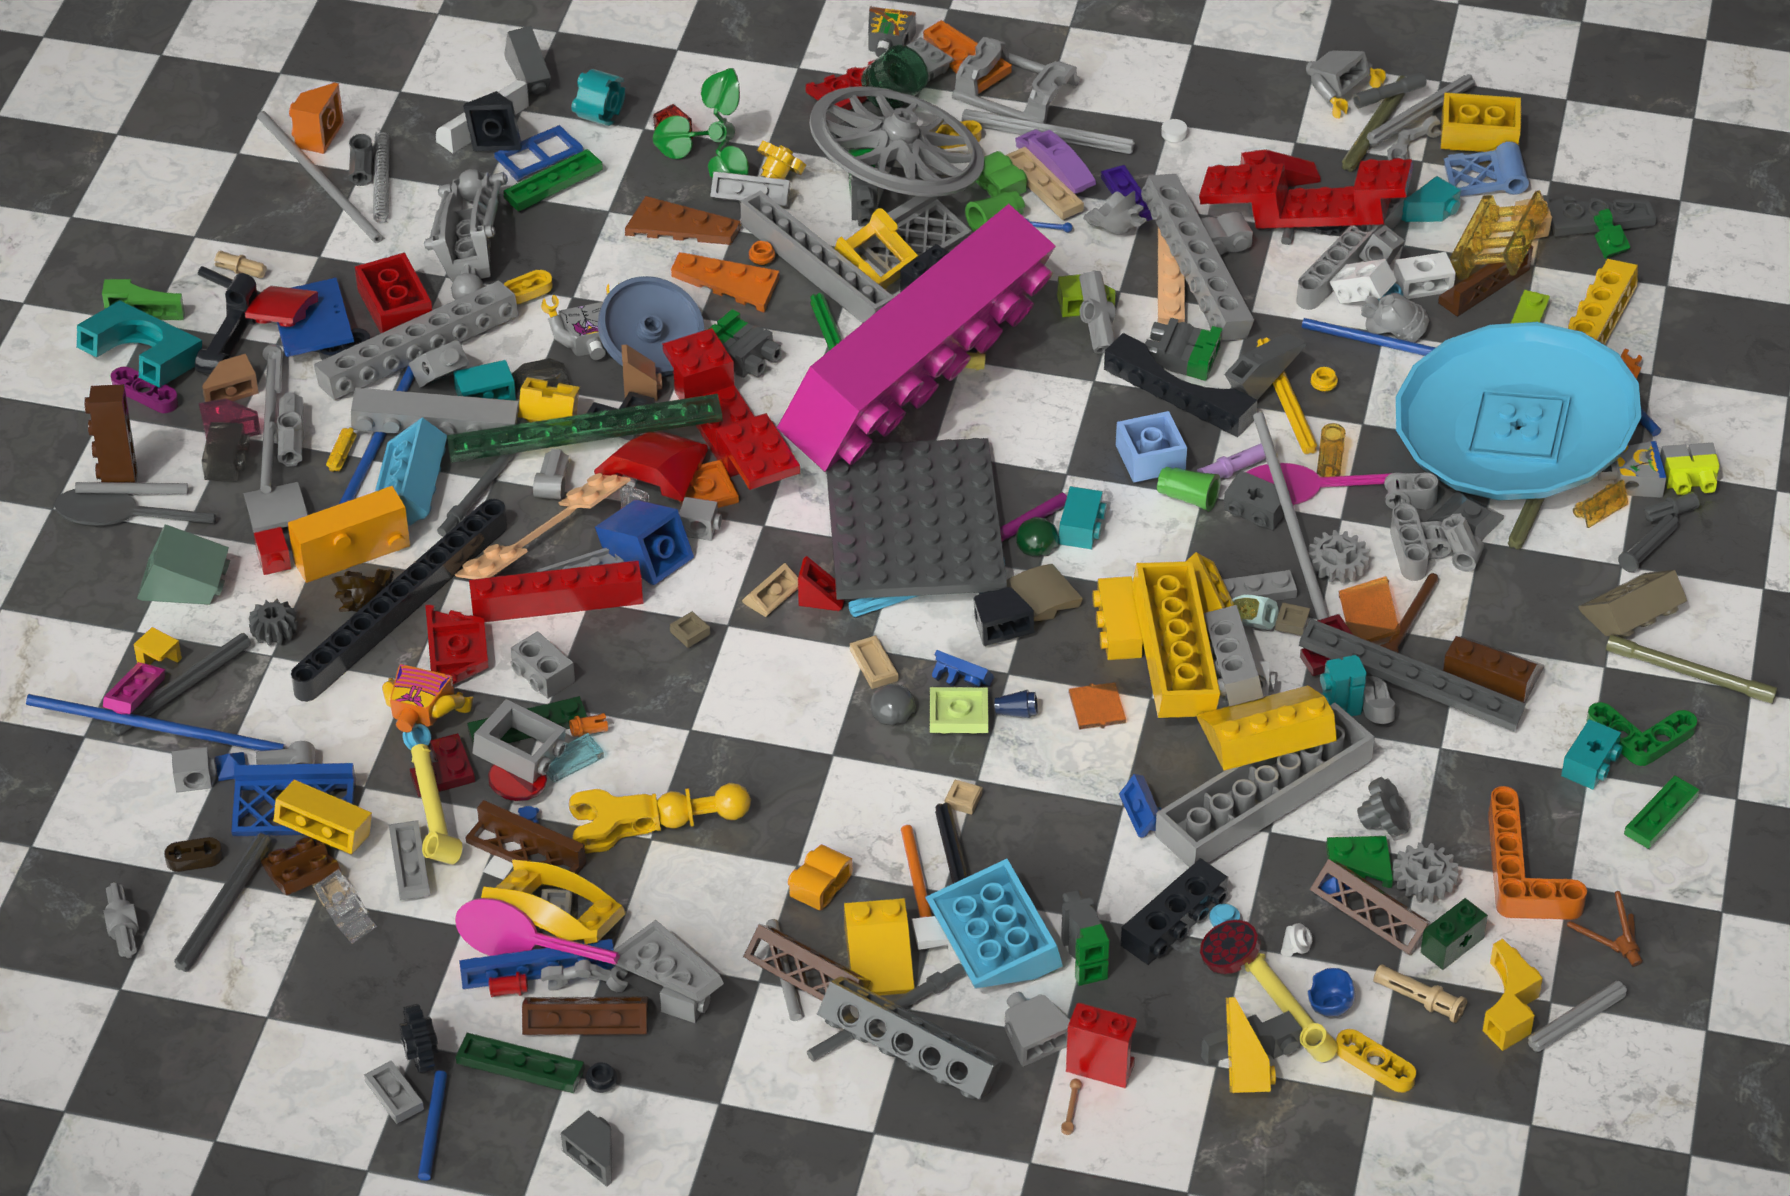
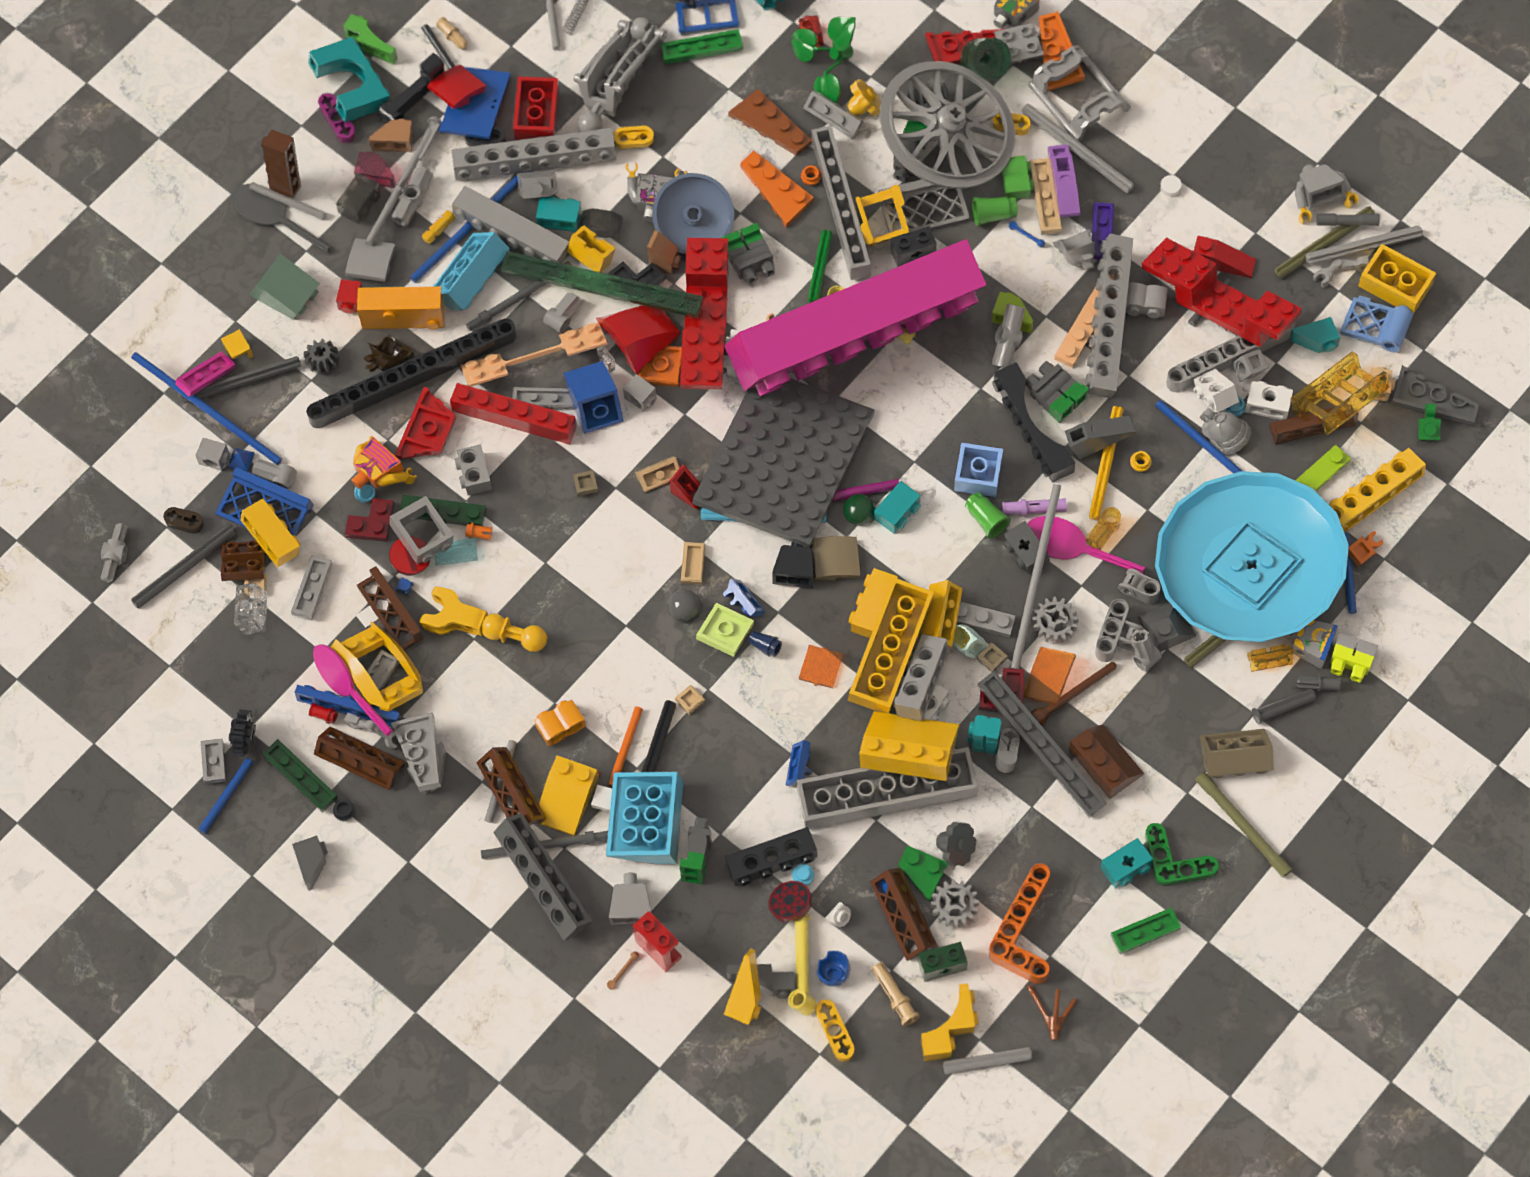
camera: 30 degrees right, 20 degrees up
(437, 843) = (334, 586): light yellow piece -> none

